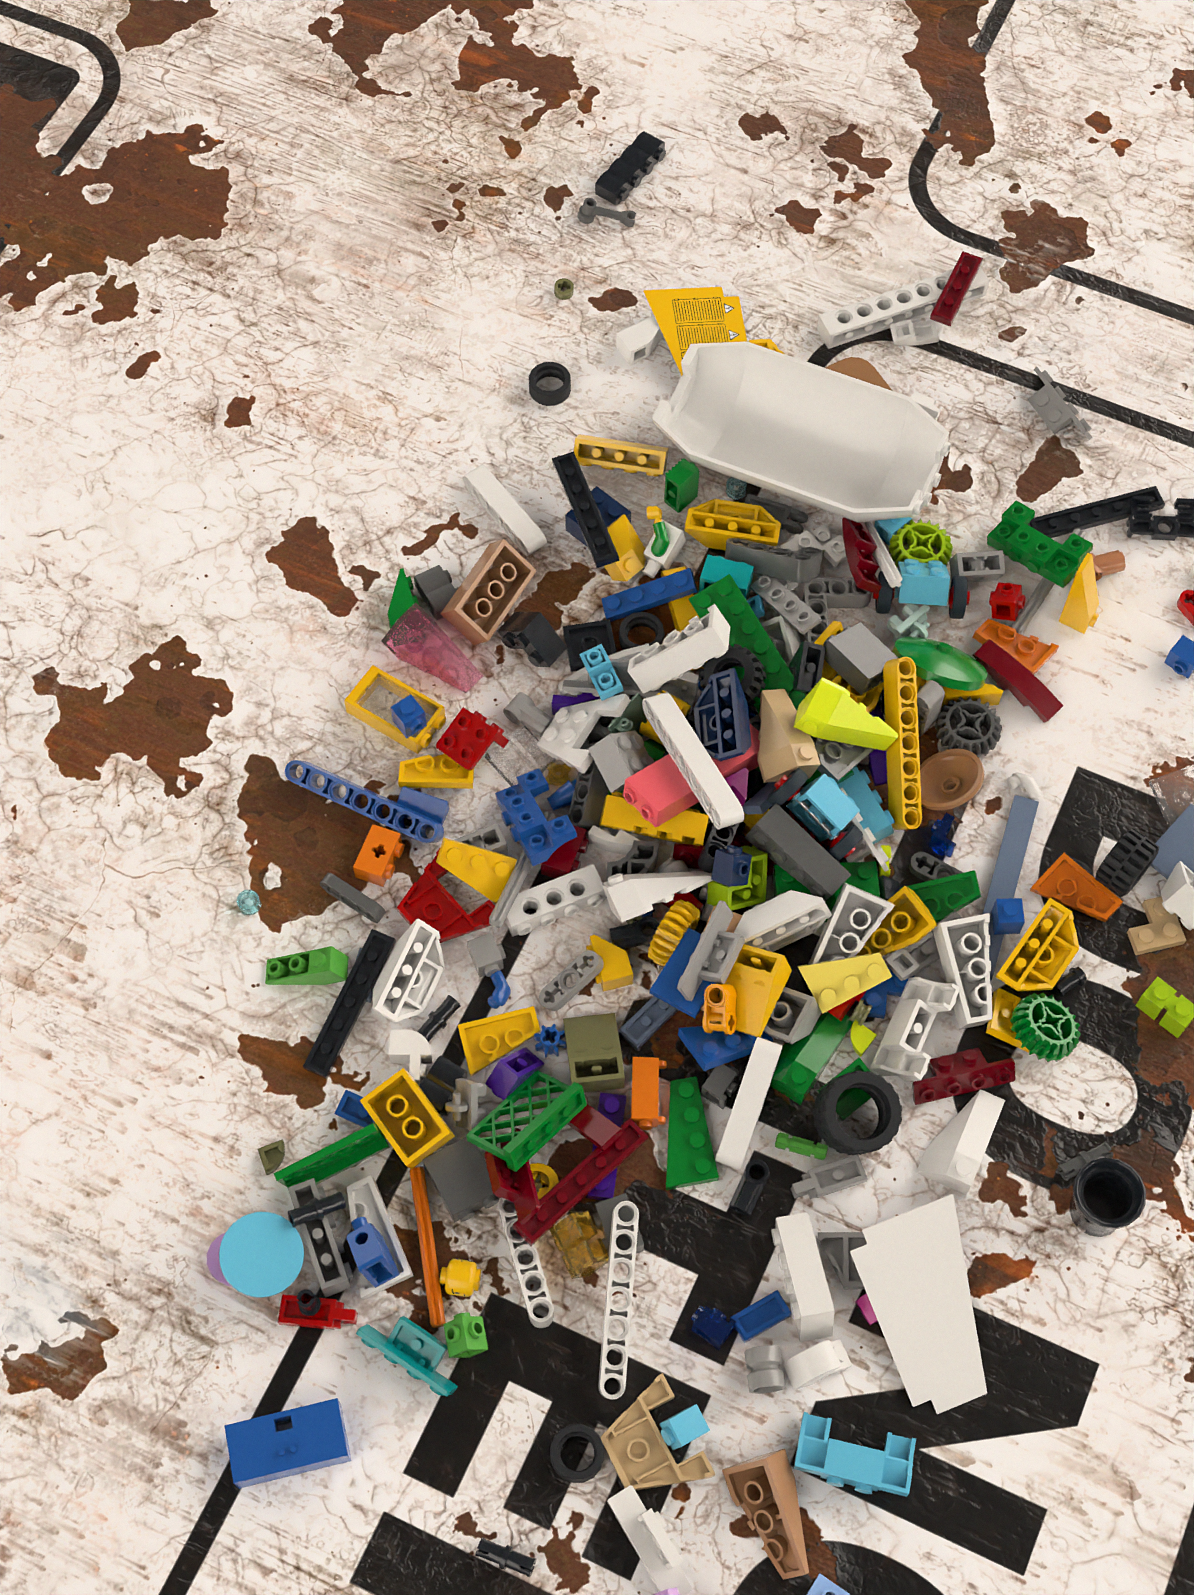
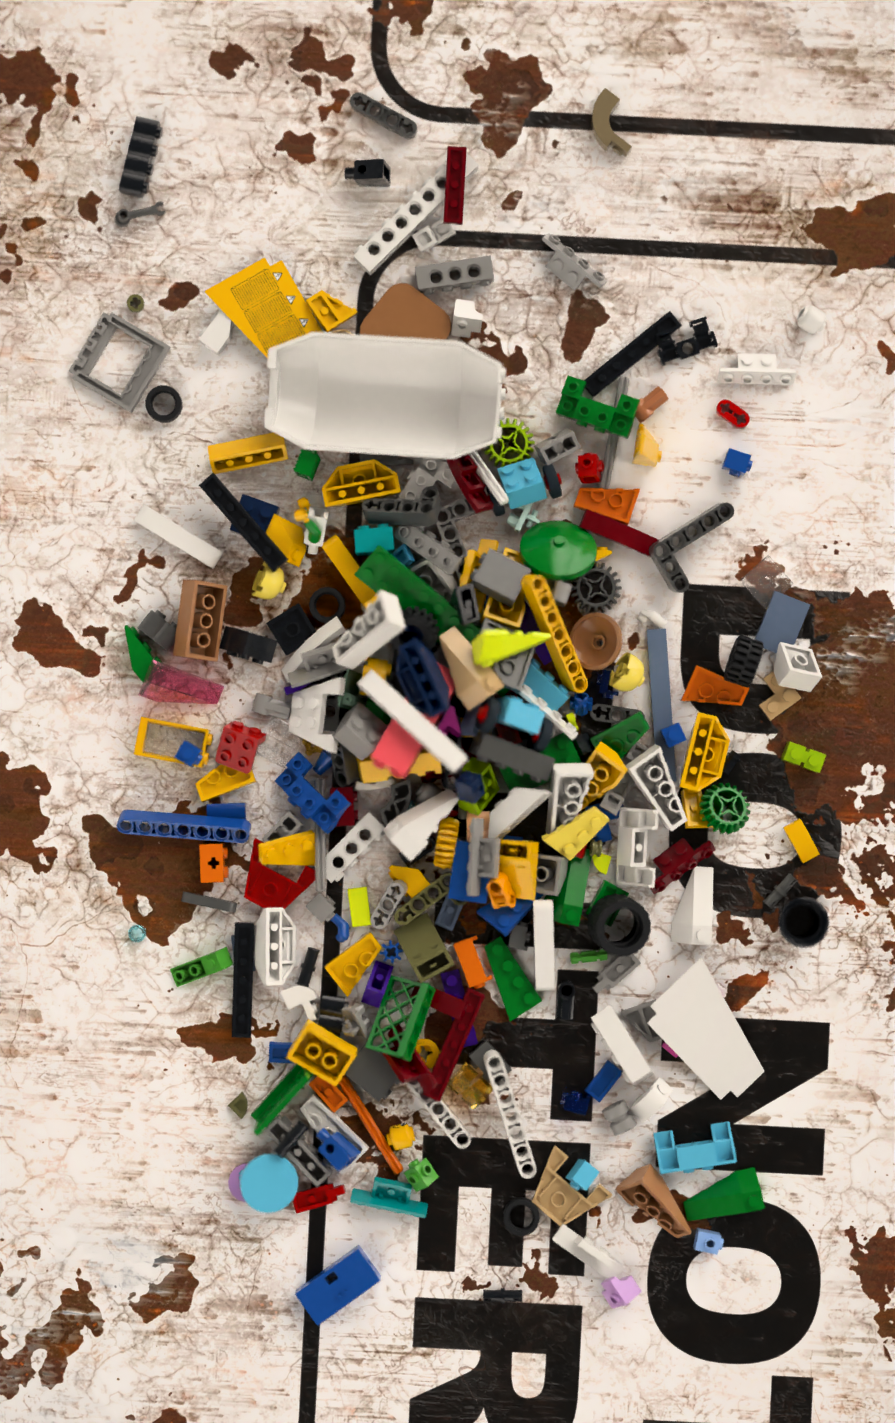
camera: 20 degrees left, 25 degrees up
(312, 1307) = (312, 1192): black pin -> none
(392, 1182) = (331, 1095): none -> orange plate
(531, 356) = (143, 373): none -> light grey hinge
(533, 975) = (359, 906): none -> neon yellow tile
(586, 585) = (268, 583): none -> light yellow cylinder
(601, 672) = (315, 665): medium azure slope -> none
(622, 996) = (427, 900): none -> olive beam
(649, 595) = (320, 572): blue plate -> none
(868, 253) = (369, 173): none -> black torso
(883, 1547) = (730, 1196): none -> green wedge
(903, 843) = (581, 703): none -> blue gear
(905, 214) = (384, 114): none -> dark grey beam
(923, 372) = (481, 264): none -> light grey brick
(975, 831) = (628, 673): none -> light yellow cylinder
(1096, 713) = (684, 540): none -> dark grey beam
(1133, 1109) = (801, 840): none -> yellow slope
(1138, 305) = (601, 128): none -> dark tan arch

